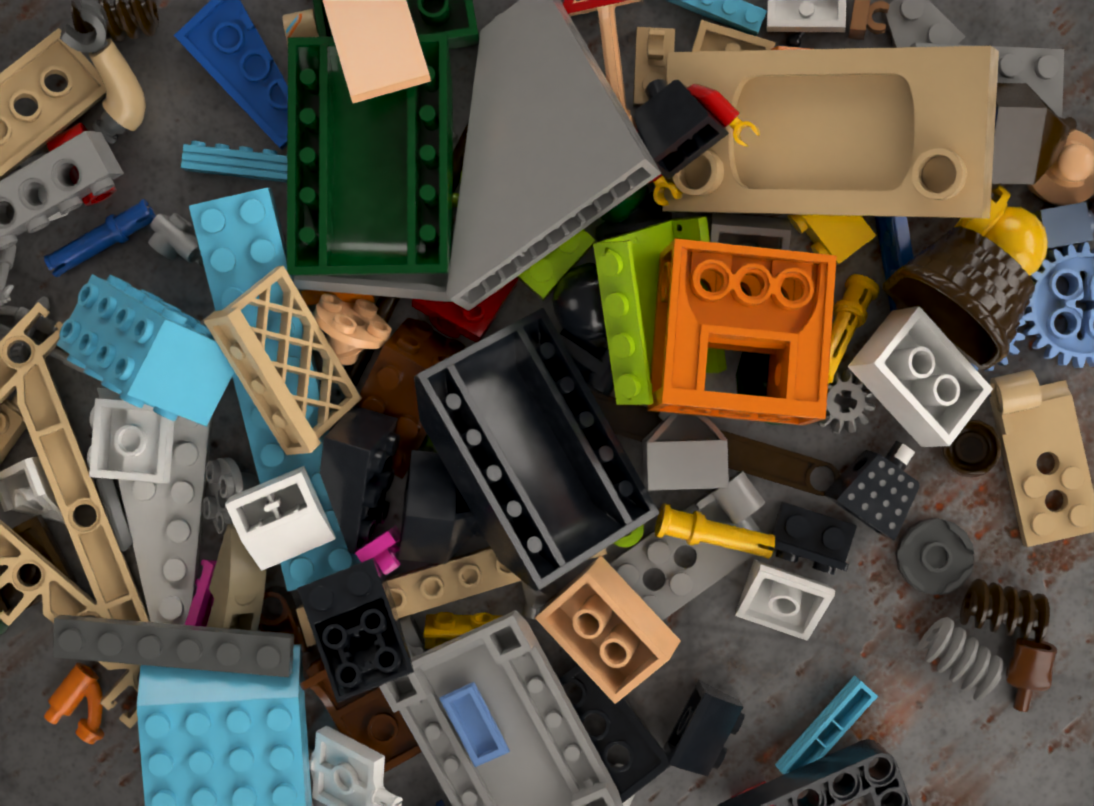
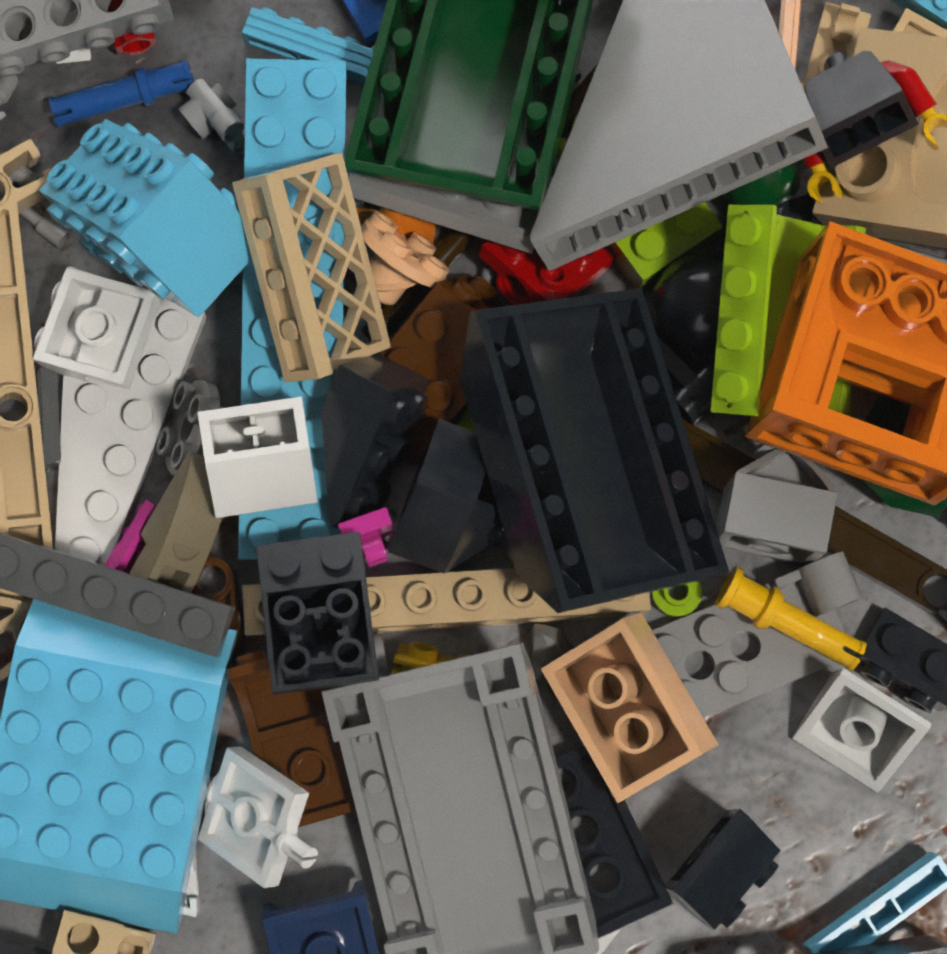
camera: 15 degrees right, 10 degrees down
(474, 724) = (433, 782): medium blue tile -> none

